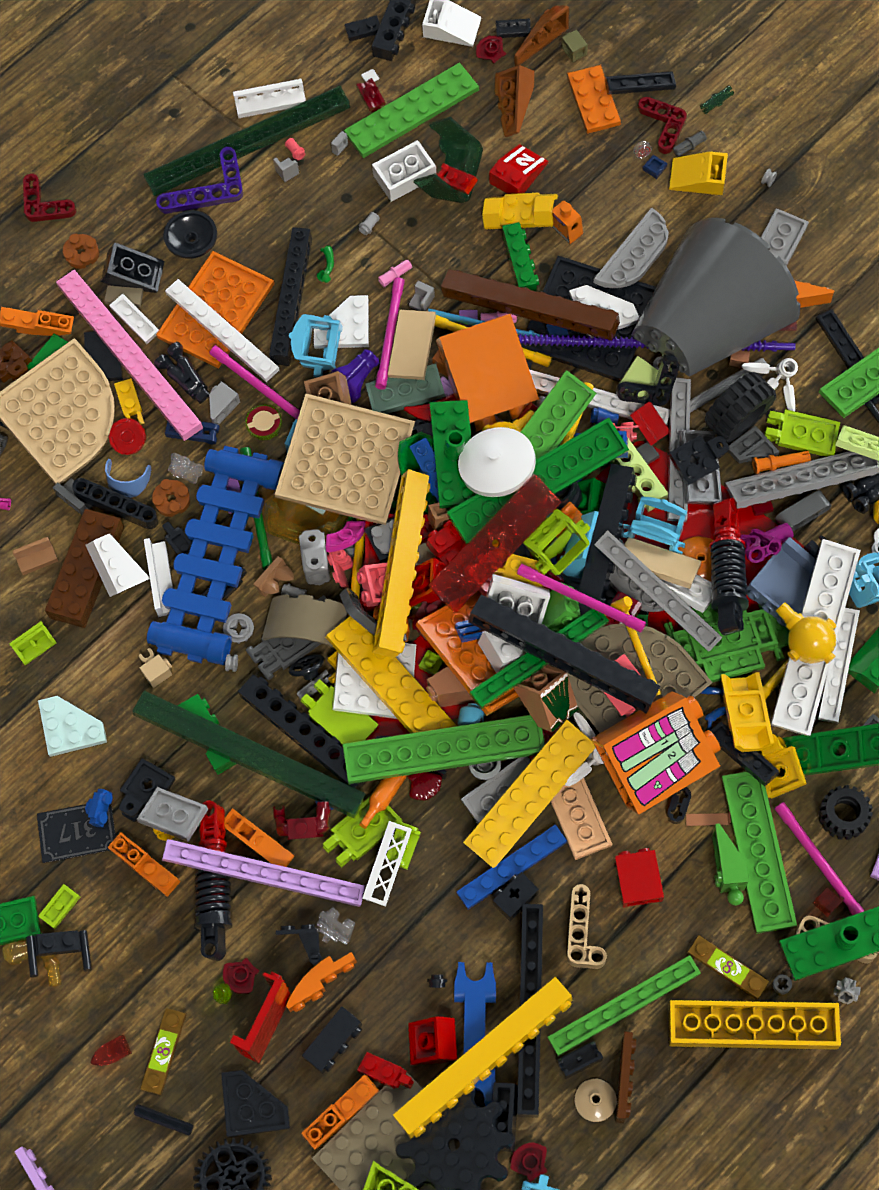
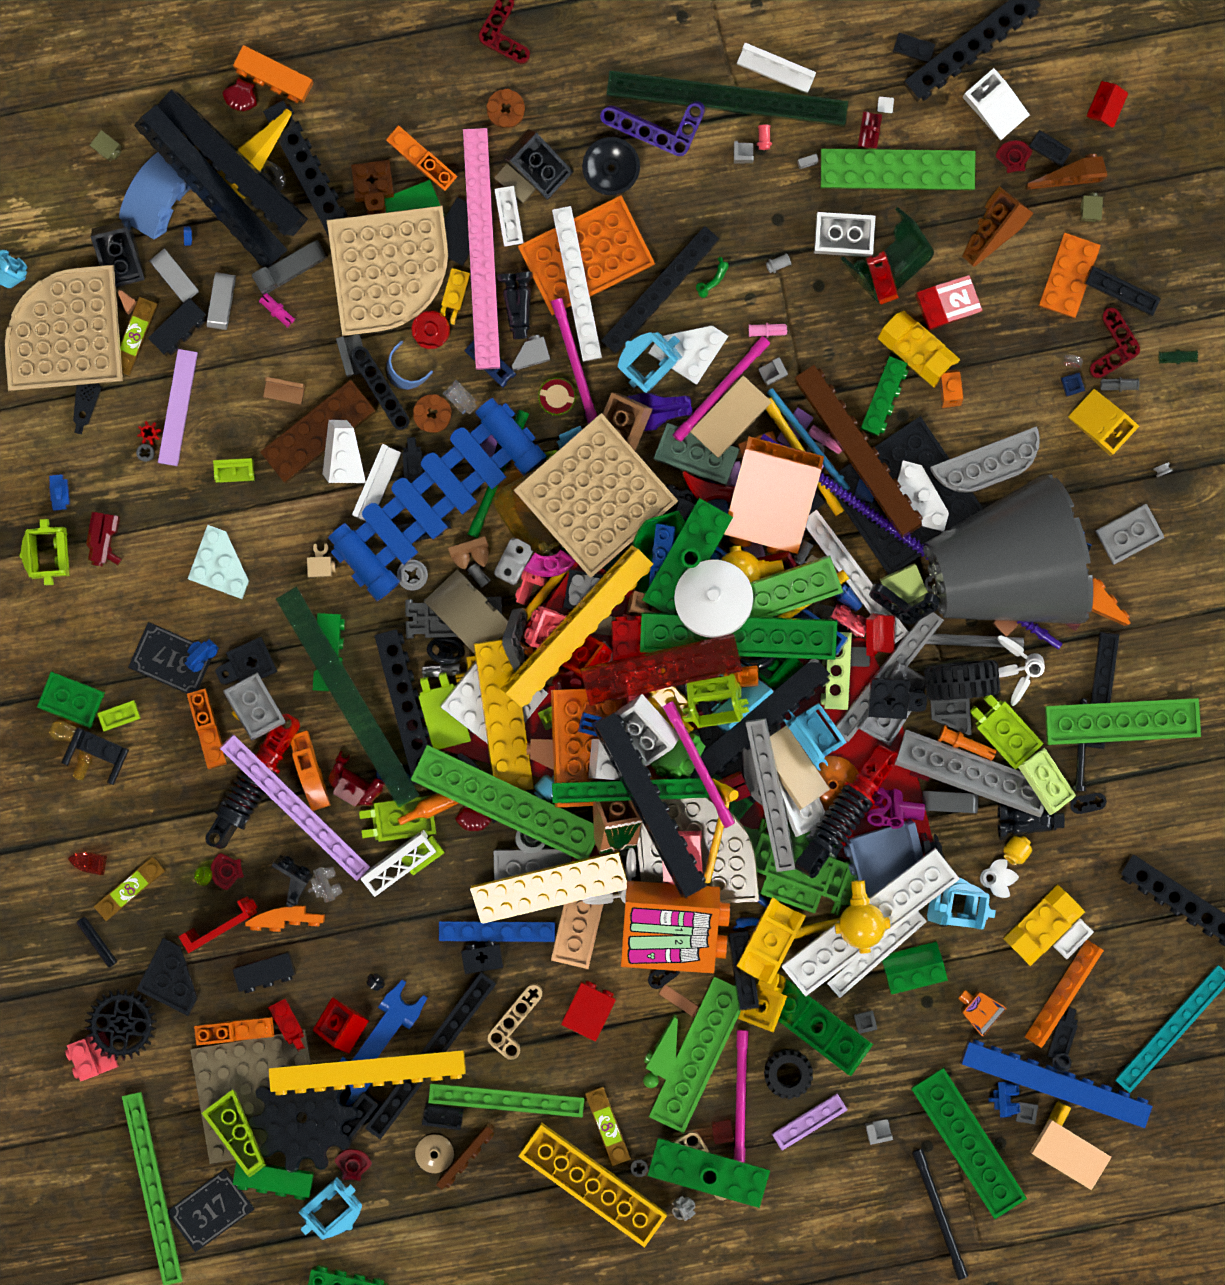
camera: 30 degrees right, 20 degrees up
(231, 662) = (386, 603): light grey bush -> none

